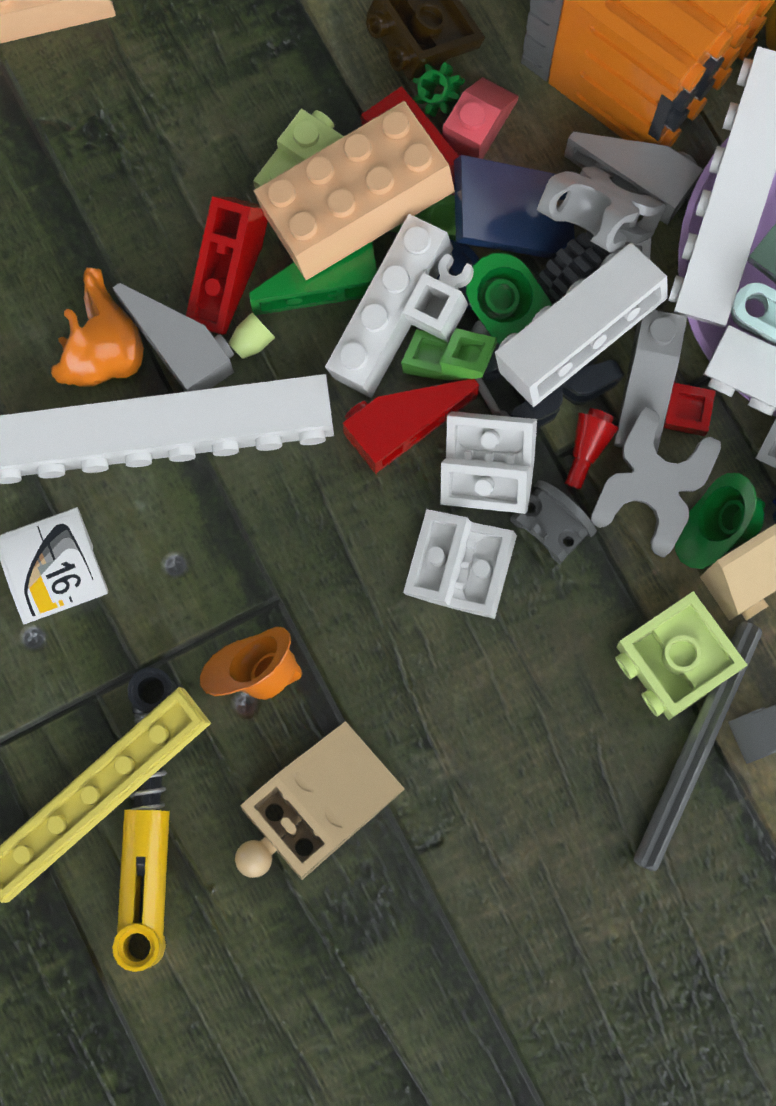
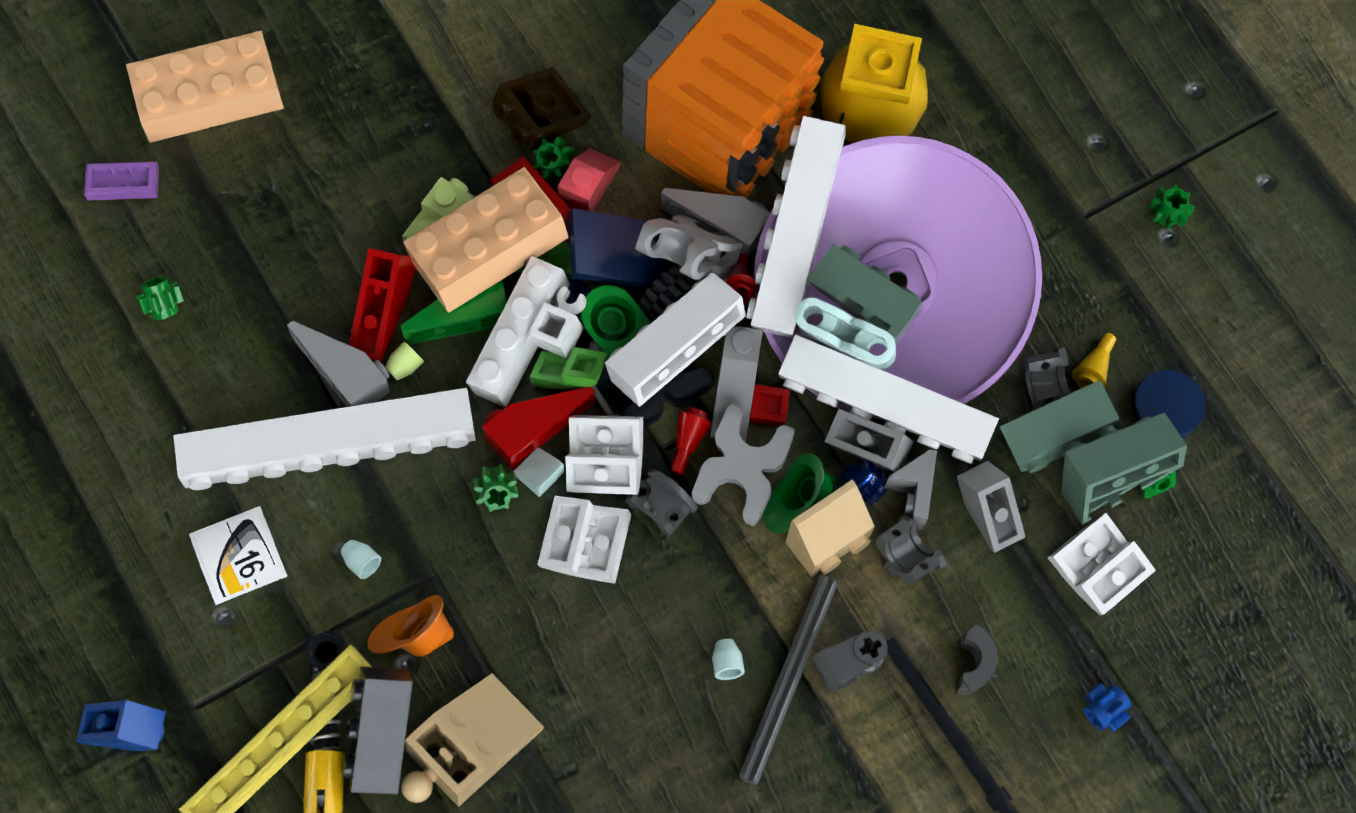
camera: 10 degrees left, 10 degrees down
(105, 346) = (278, 374): orange piece -> none
(194, 575) = (360, 558): none -> light aqua hose
(208, 791) = (377, 730): none -> brick
(356, 497) = (495, 488): none -> green gear
(408, 477) = (539, 471): none -> light aqua slope
(625, 719) = (727, 660): none -> light aqua hose
(663, 250) = (743, 280): none -> red cone
(679, 656) = (768, 605): yellowish green plate -> none

